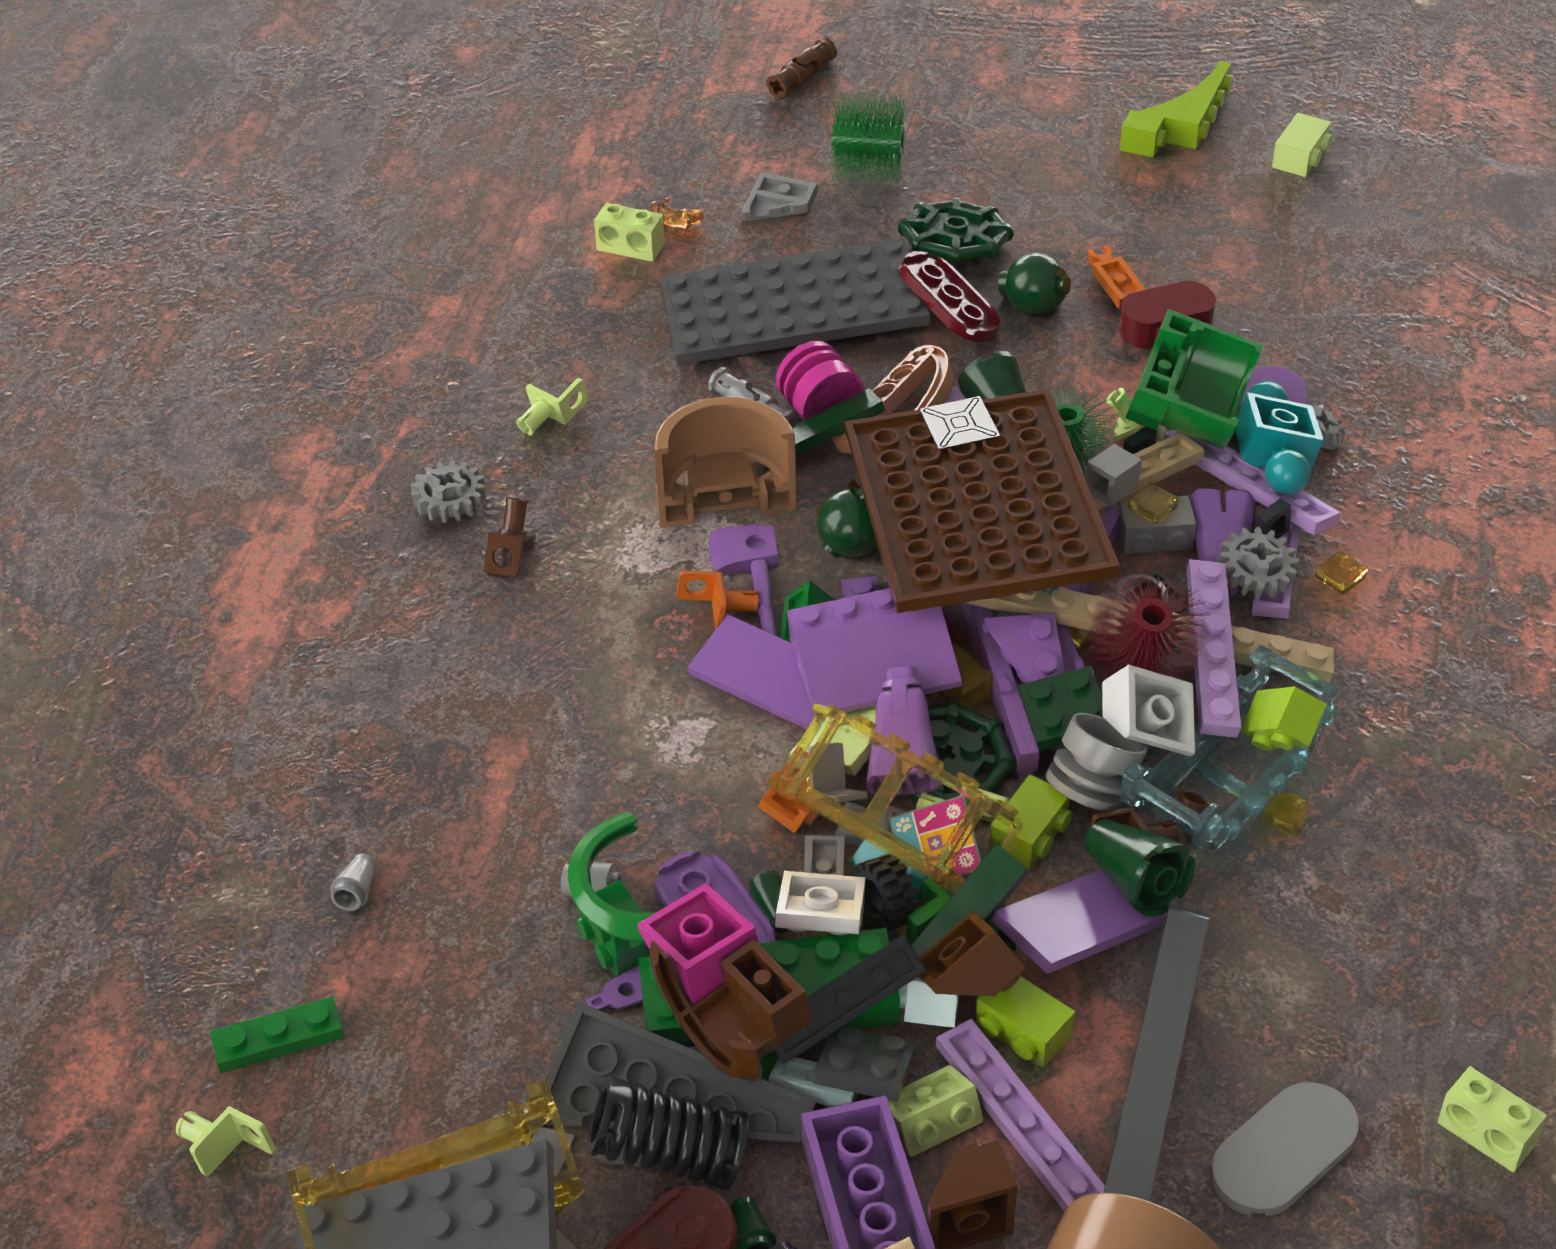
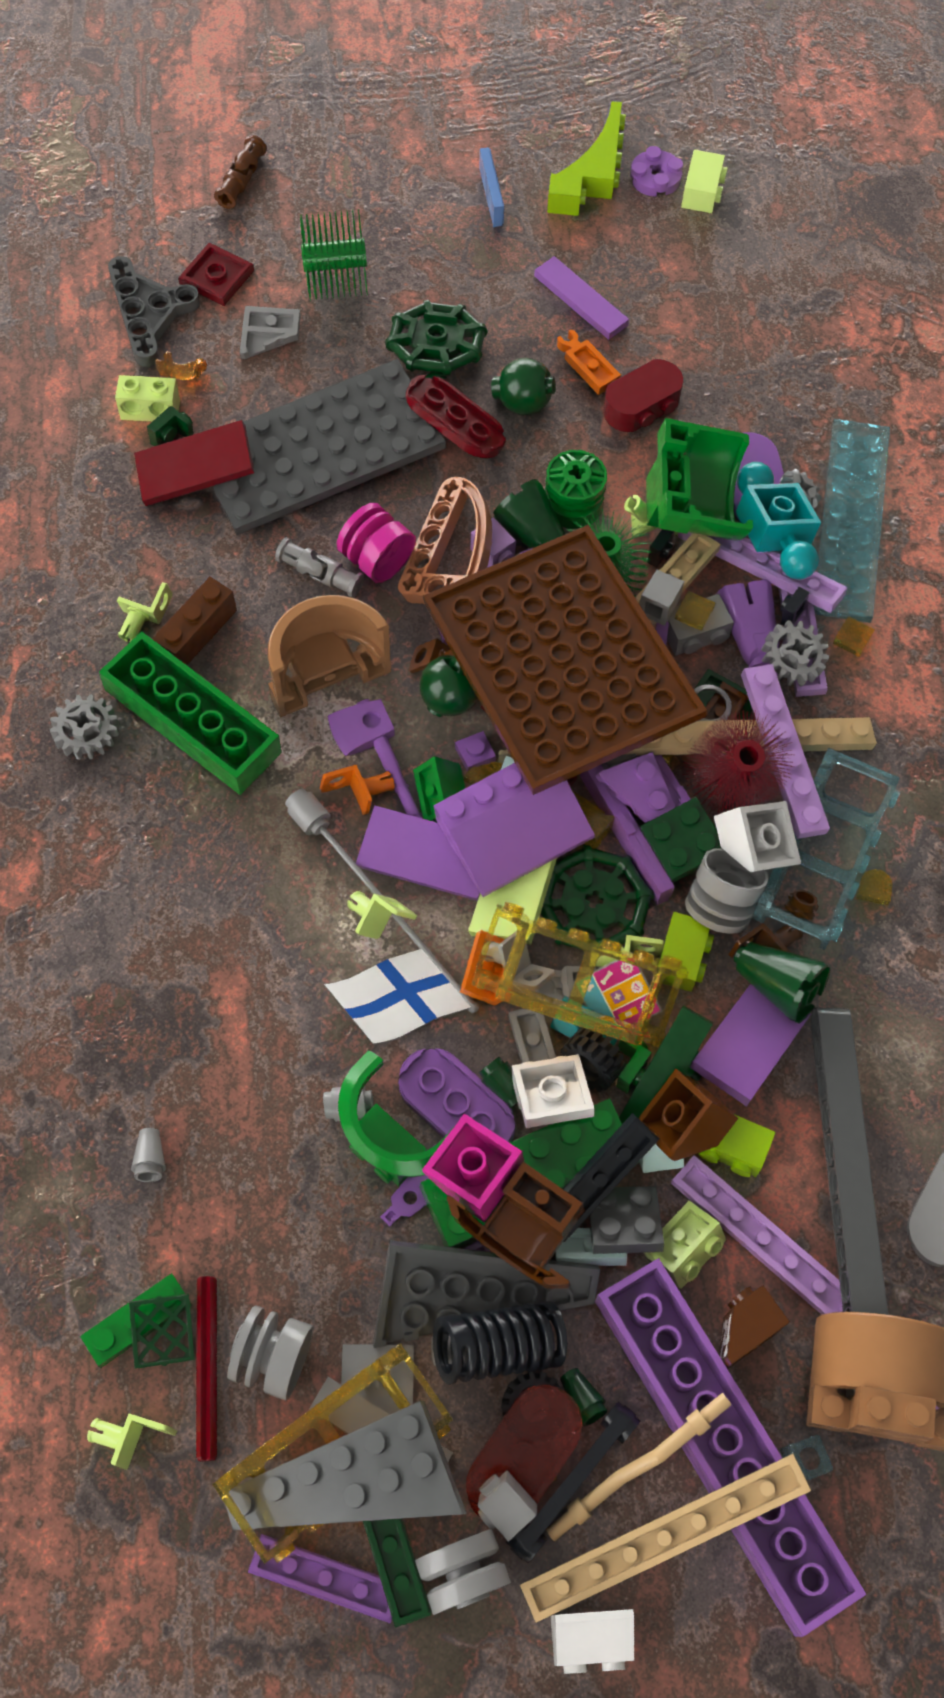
camera: 20 degrees left, 20 degrees up
(291, 1077) = (164, 1360): none -> dark green window
(336, 1090) = (206, 1369): none -> dark red axle
(407, 1086) = (270, 1352): none -> light grey wheel
(510, 537) = (157, 765): reddish brown bracket -> none
(565, 497) = (191, 712): none -> green brick
(599, 425) = (197, 620): none -> reddish brown brick
(641, 258) = (169, 424): none -> dark green bracket
(654, 290) = (194, 463): none -> dark red tile
(661, 171) = (144, 296): none -> dark grey beam
(690, 712) = (376, 913): none -> yellowish green bracket
(690, 795) = (399, 991): none -> flag
(744, 147) = (216, 273): none -> dark red tile
(831, 421) = (400, 576): dark green tile -> none
(904, 712) = (563, 897): medium lavender piece -> none
(959, 422) = (523, 578): white sticker -> none
(1058, 362) = (576, 487): none -> green wheel
(1063, 116) = (491, 187): none -> medium blue tile
(1130, 224) = (581, 297): none -> medium lavender tile
(1252, 131) = (656, 160): none -> medium lavender plate
(1282, 718) = (861, 813): lime brick -> none
(1375, 462) = (853, 515): none -> clear light blue plate

